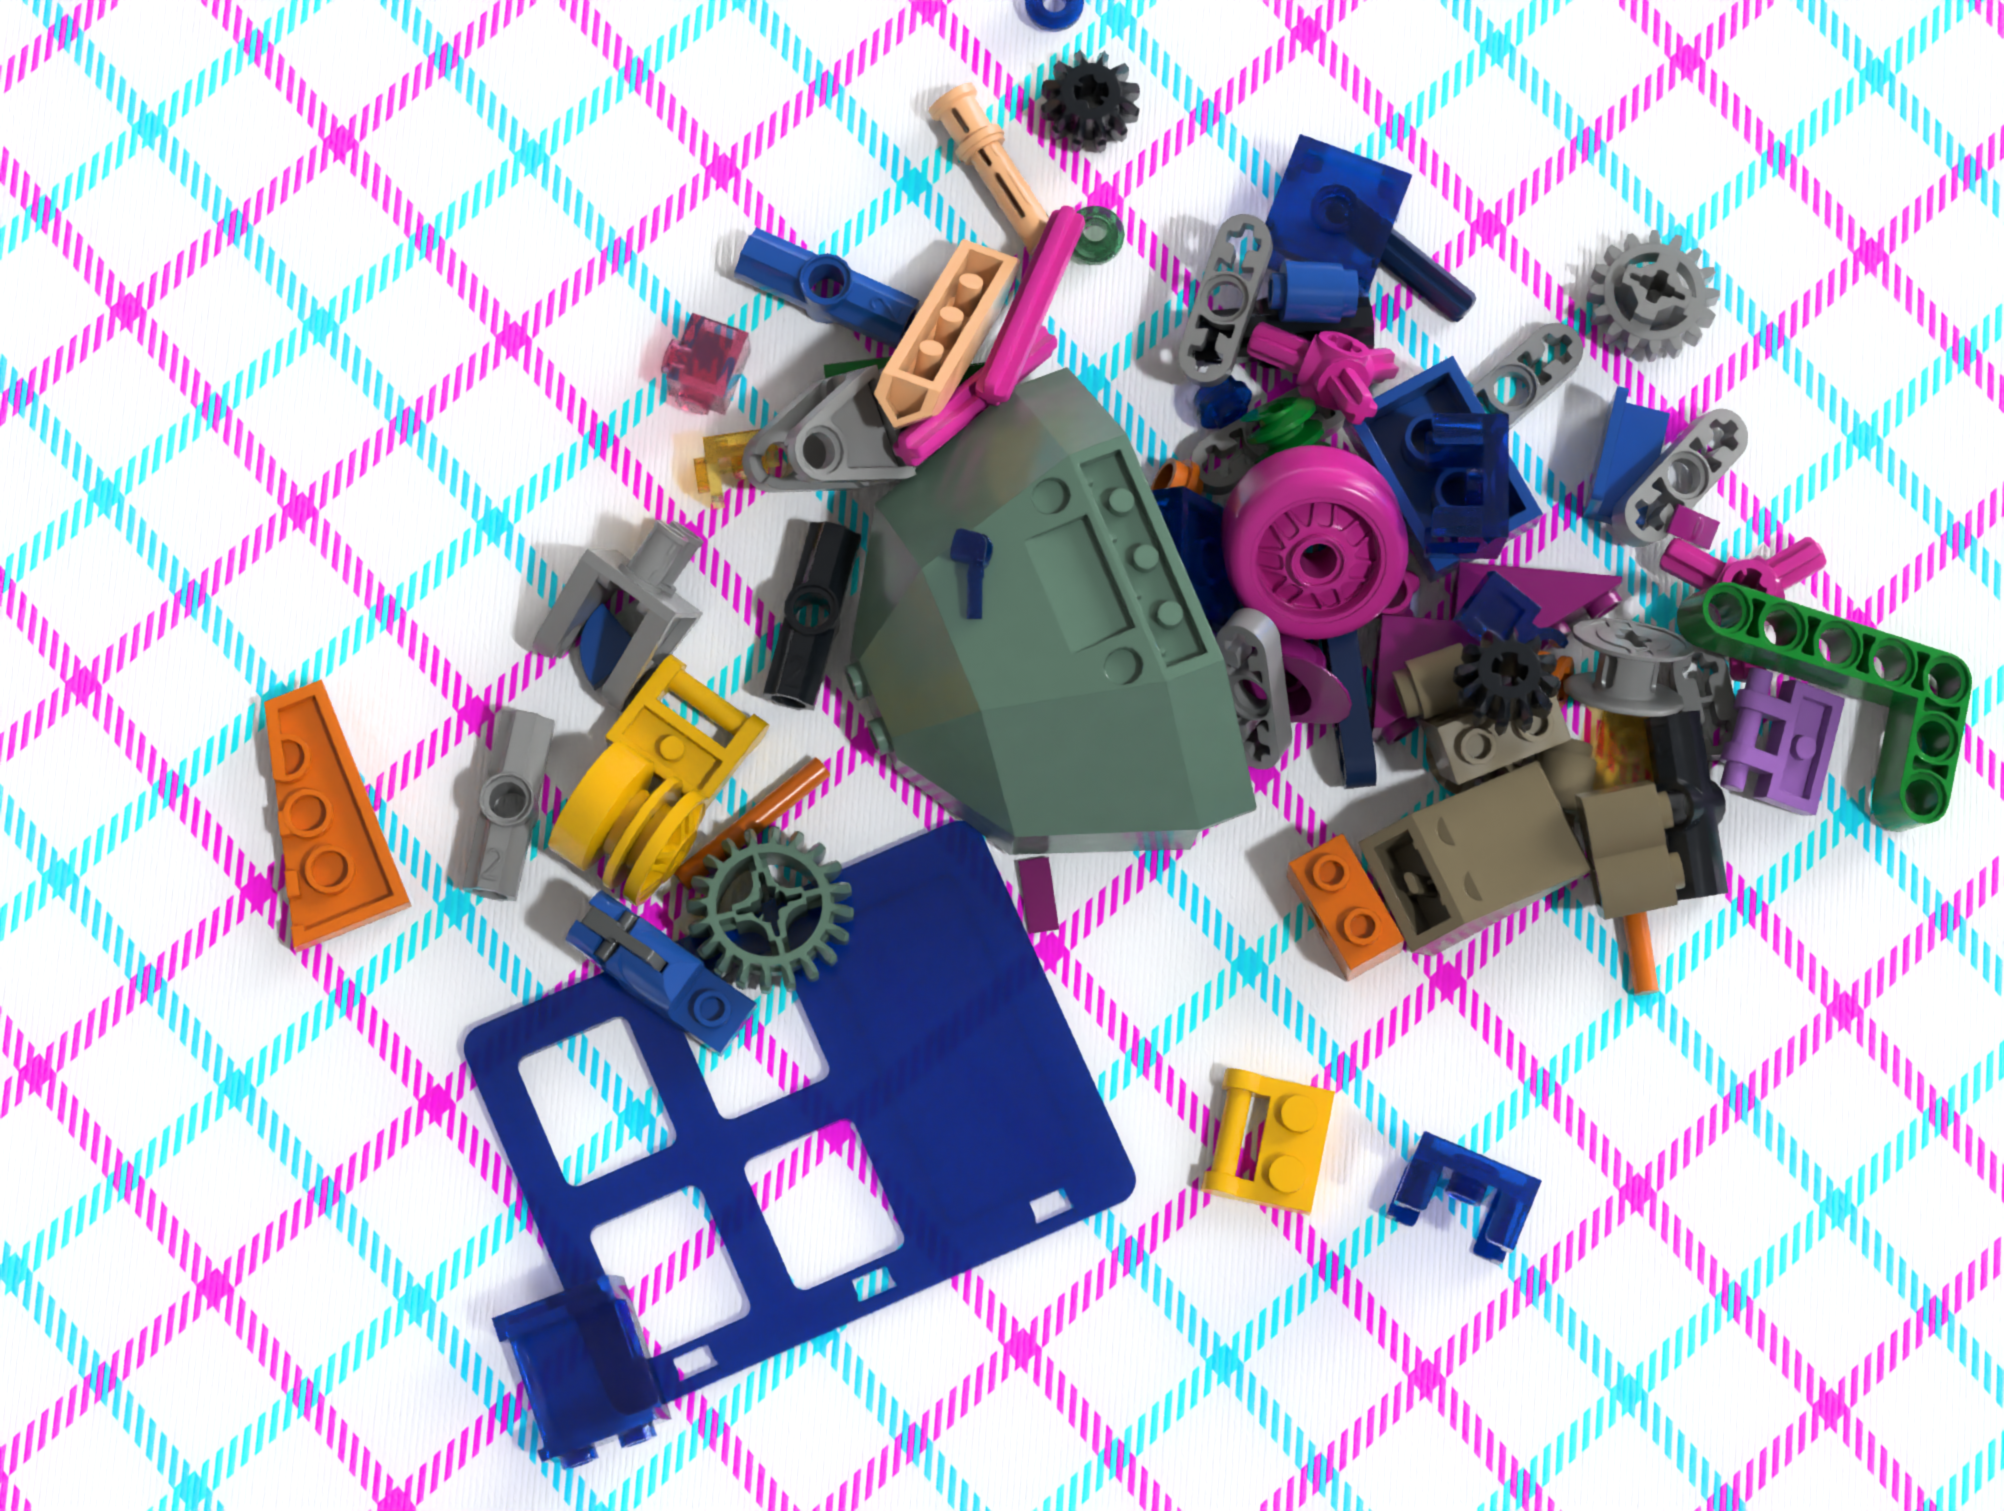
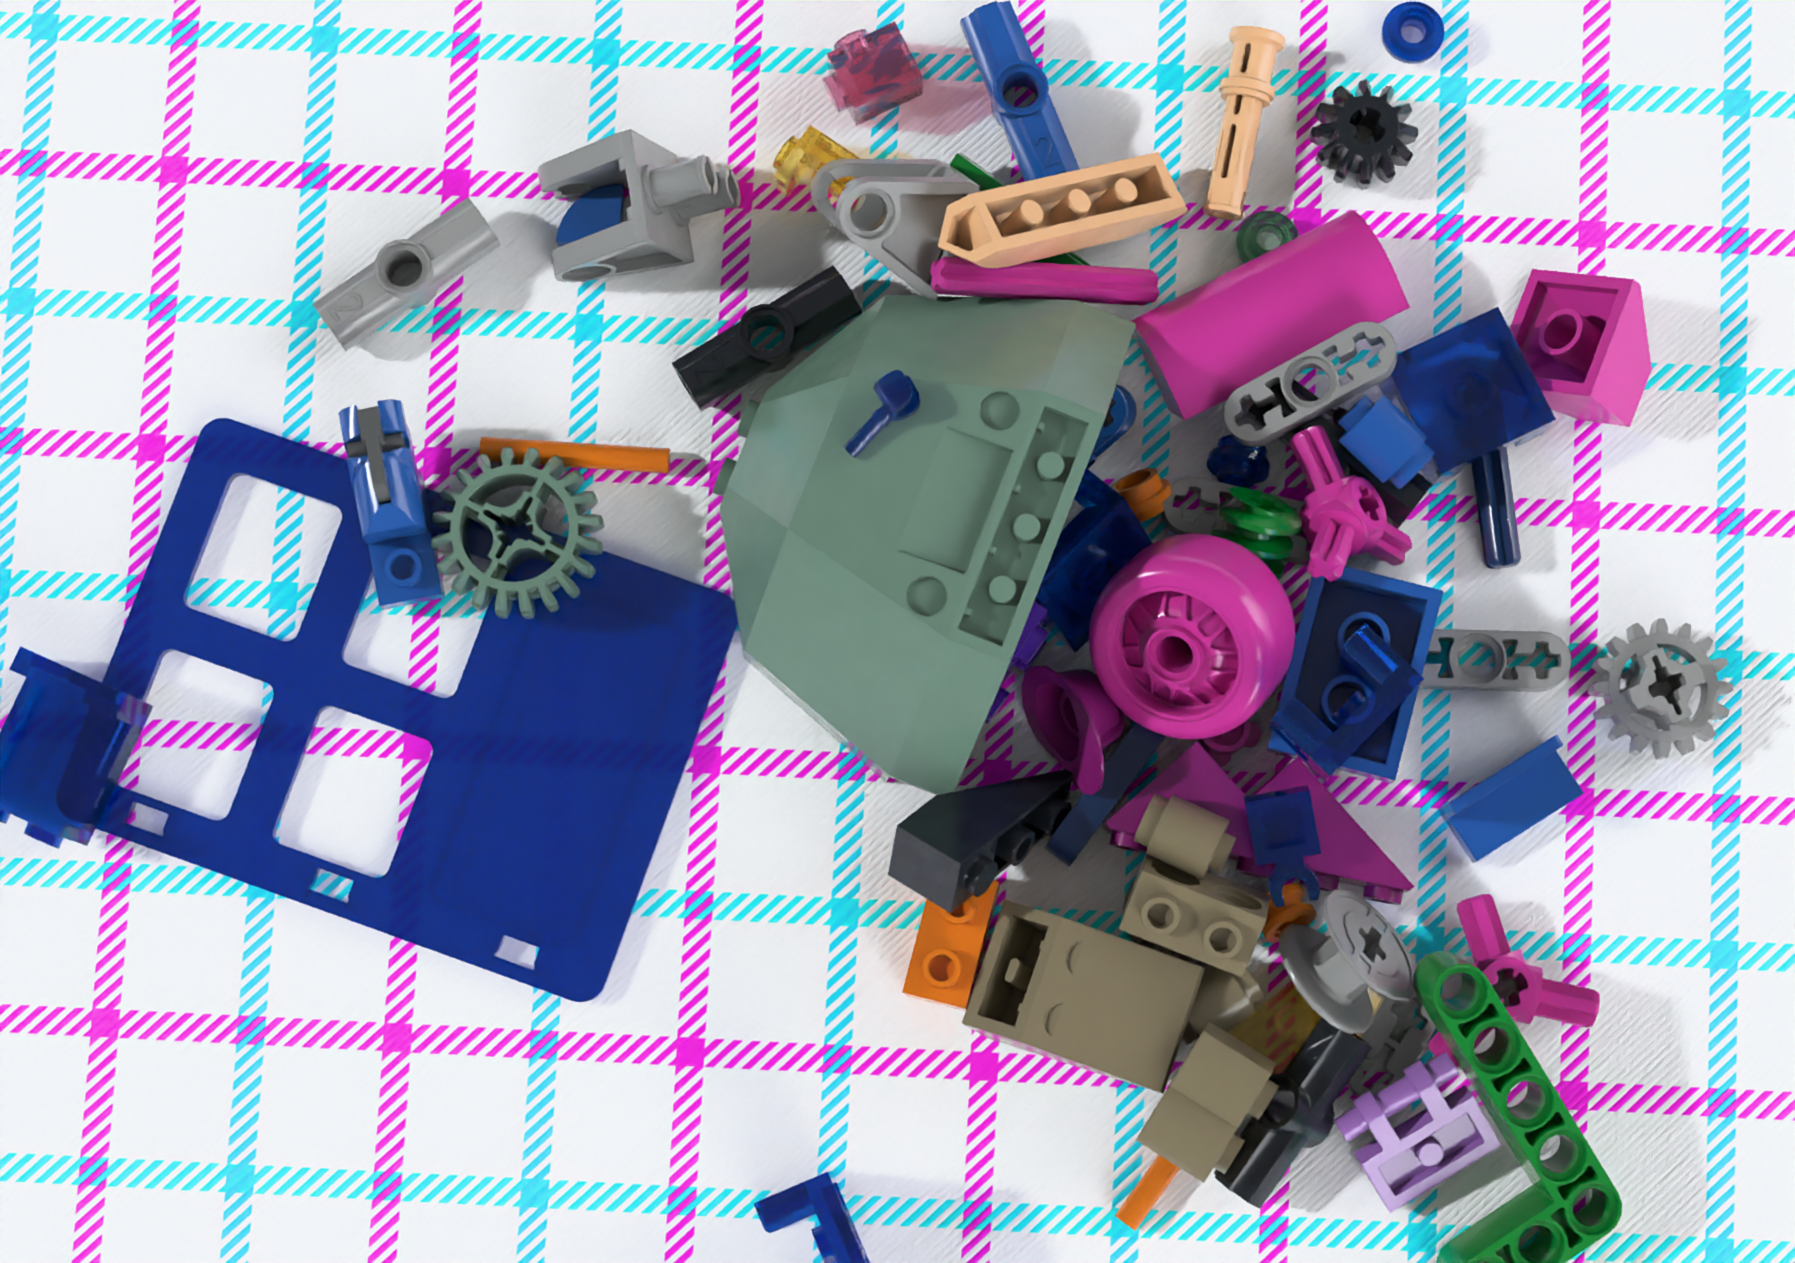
camera: 50 degrees right, 5 degrees up
(331, 838) = (261, 174): orange wing -> none
(619, 817) = (472, 368): yellow wheel -> none
(678, 745) = (570, 344): yellow plate -> none
(1030, 306) = (1154, 250): dark pink axle -> none
(1038, 895) = (737, 709): magenta piece -> none
(1146, 282) = (1267, 313): none -> dark pink brick
(1266, 668) = (1057, 679): light grey beam -> none
(1288, 1148) = (737, 1078): yellow plate -> none
(1294, 817) = (973, 834): none -> black slope
(1379, 106) = (1585, 343): none -> dark pink slope
(1529, 675) = (1250, 896): black gear -> none
(1693, 526) = (1513, 899): magenta piece -> none
(1704, 472) = (1586, 866): light grey beam -> none

